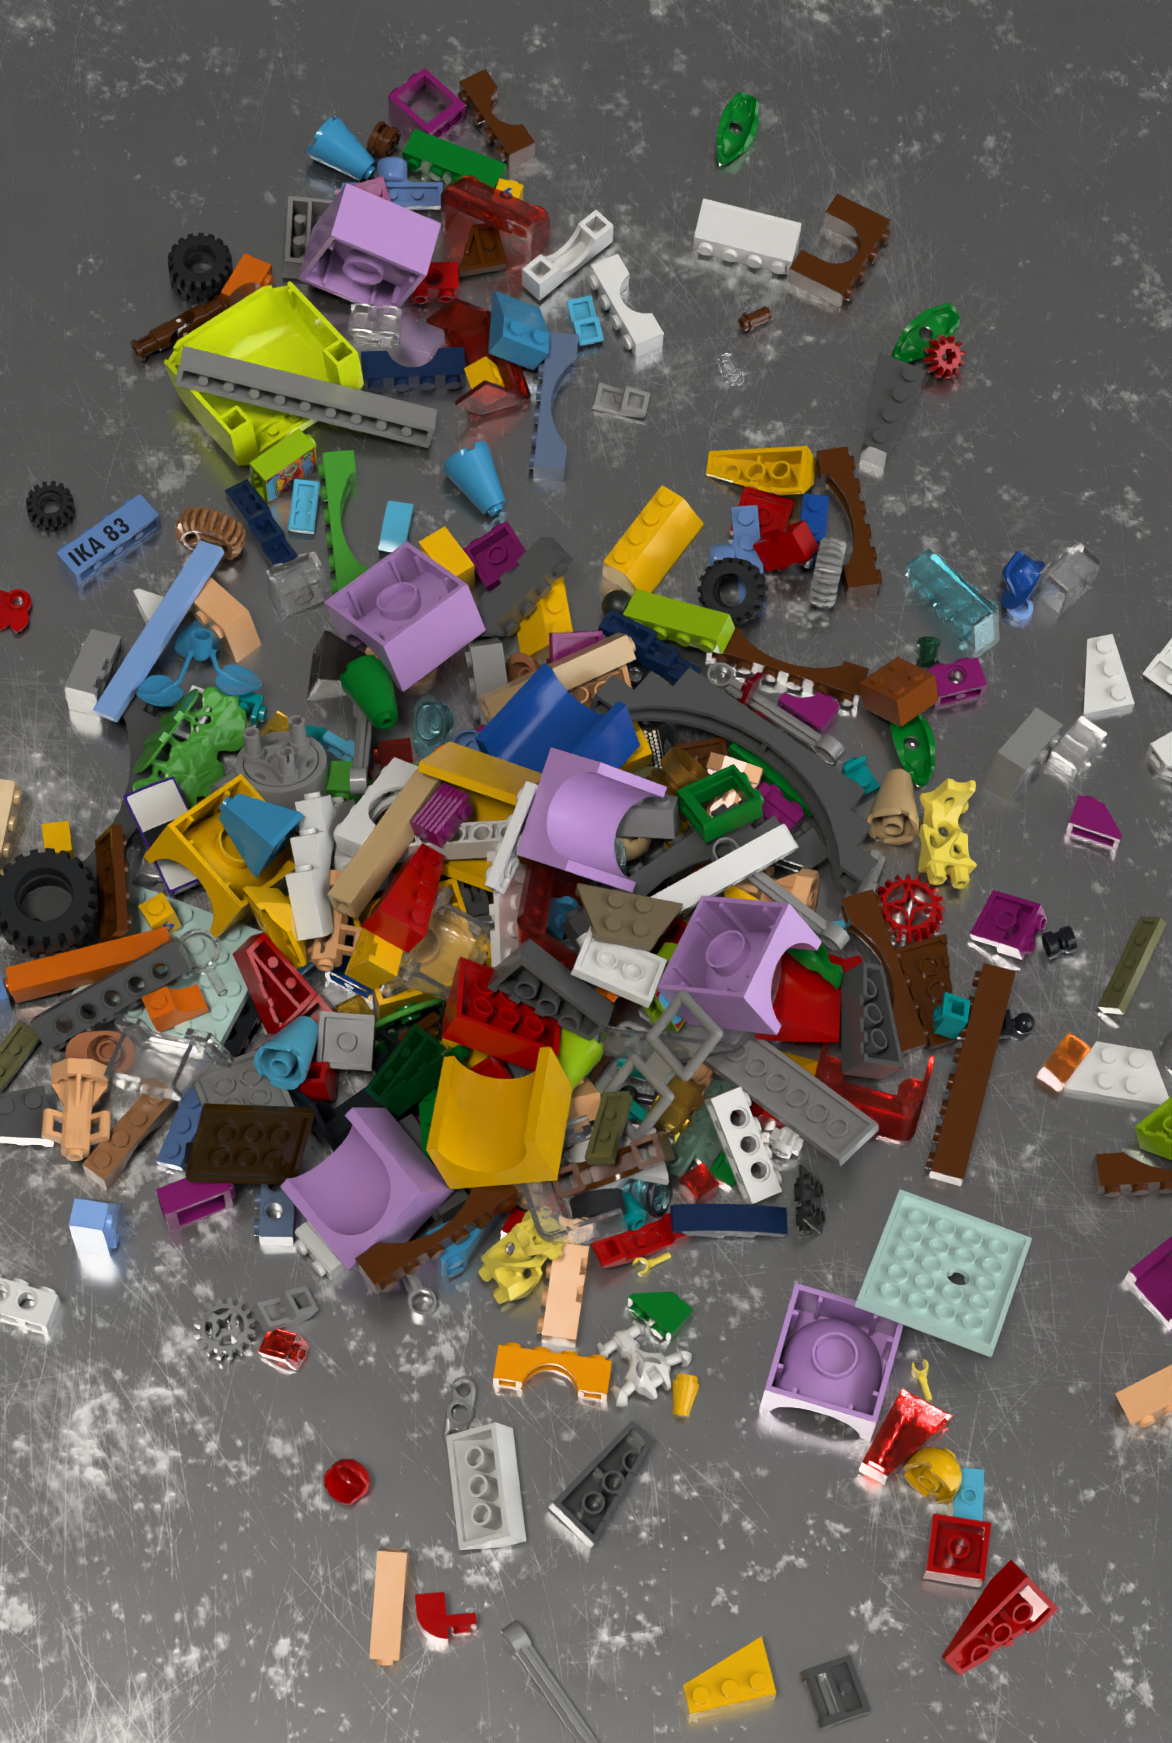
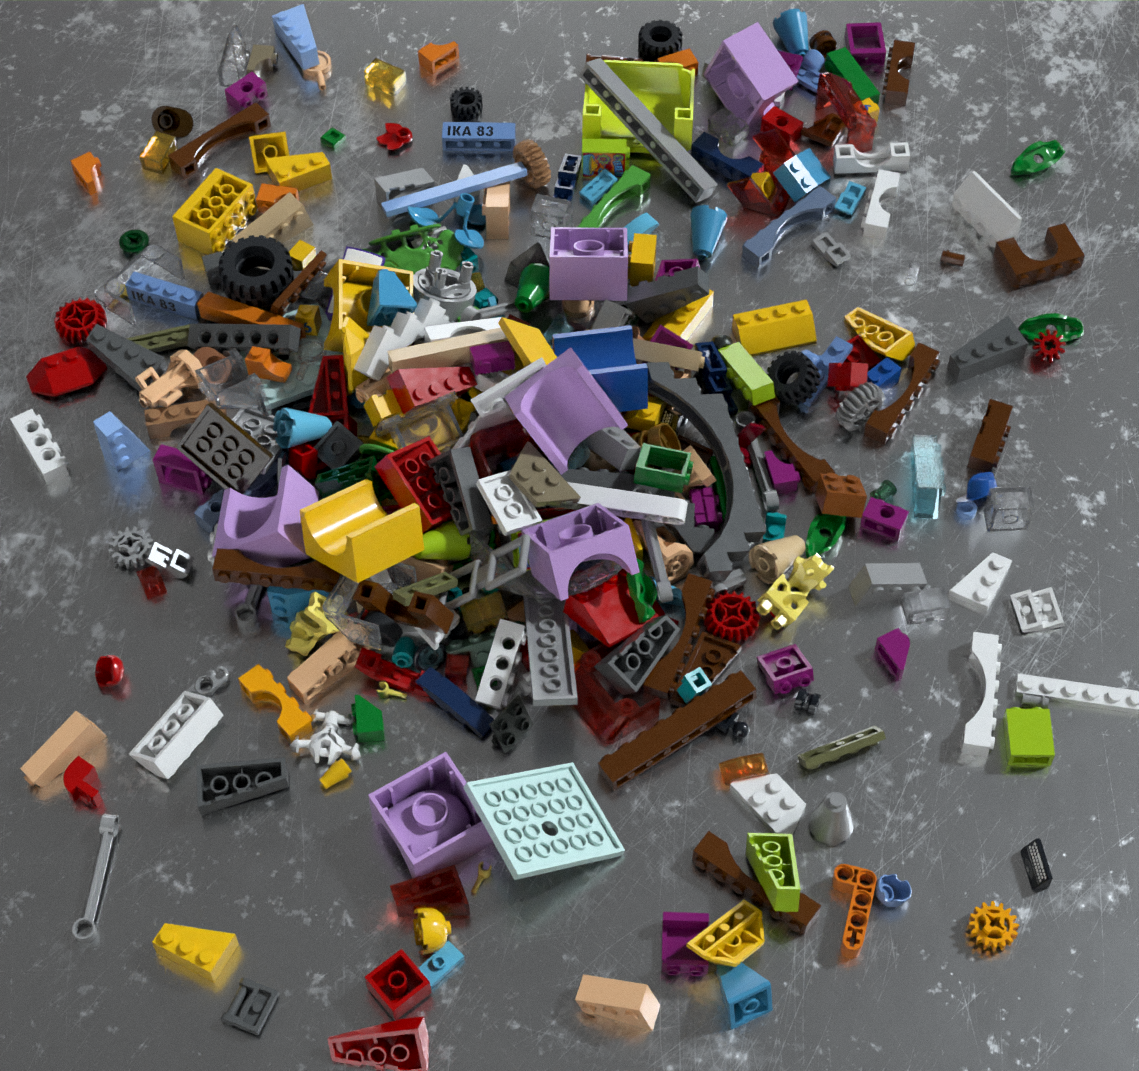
camera: 45 degrees right, 10 degrees down
(979, 510) = (990, 437): none -> reddish brown wedge

